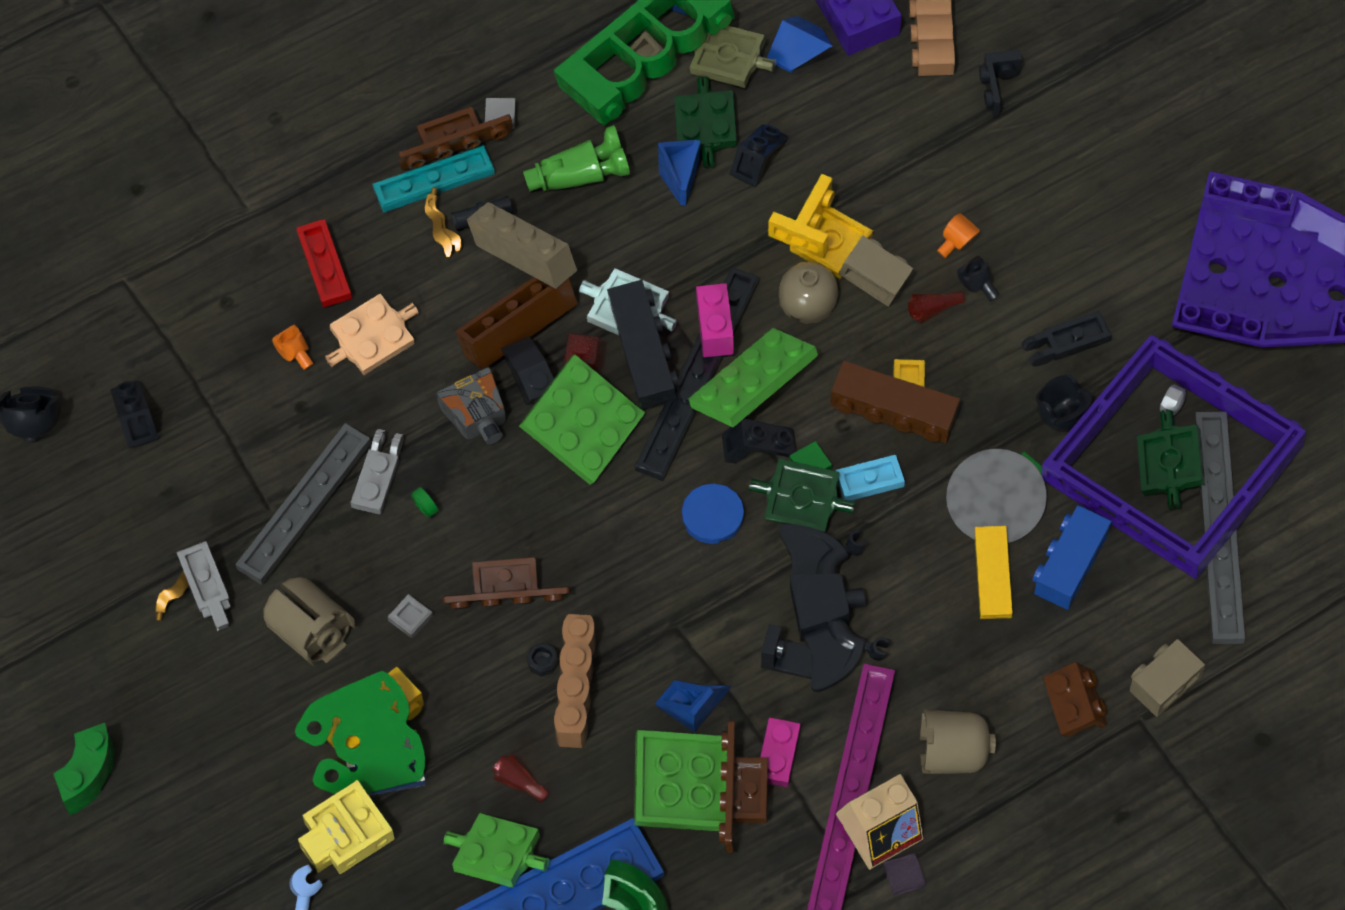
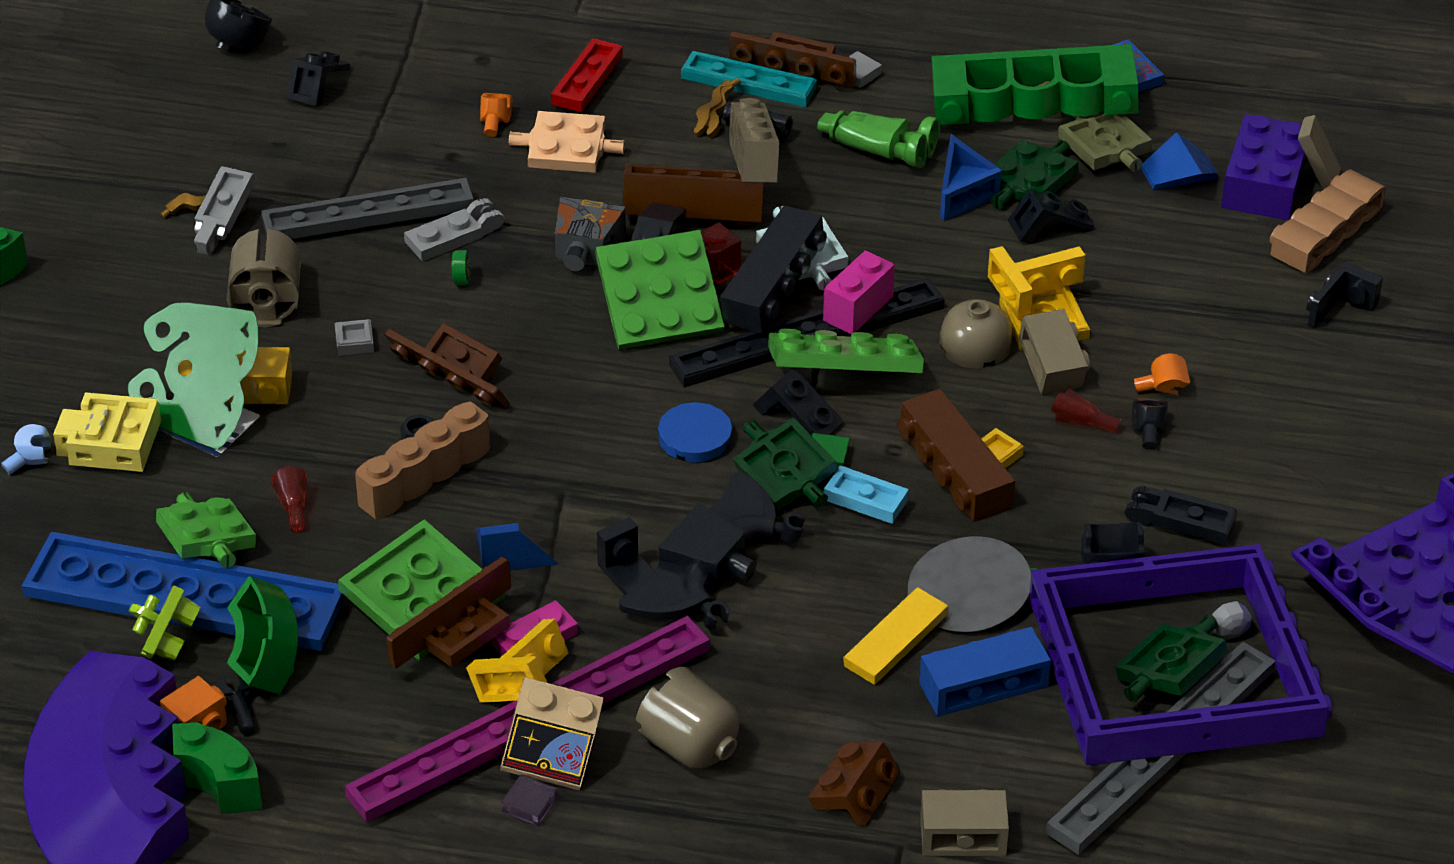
camera: 40 degrees right, 20 degrees down
(817, 796) = (530, 658): none -> yellow bracket

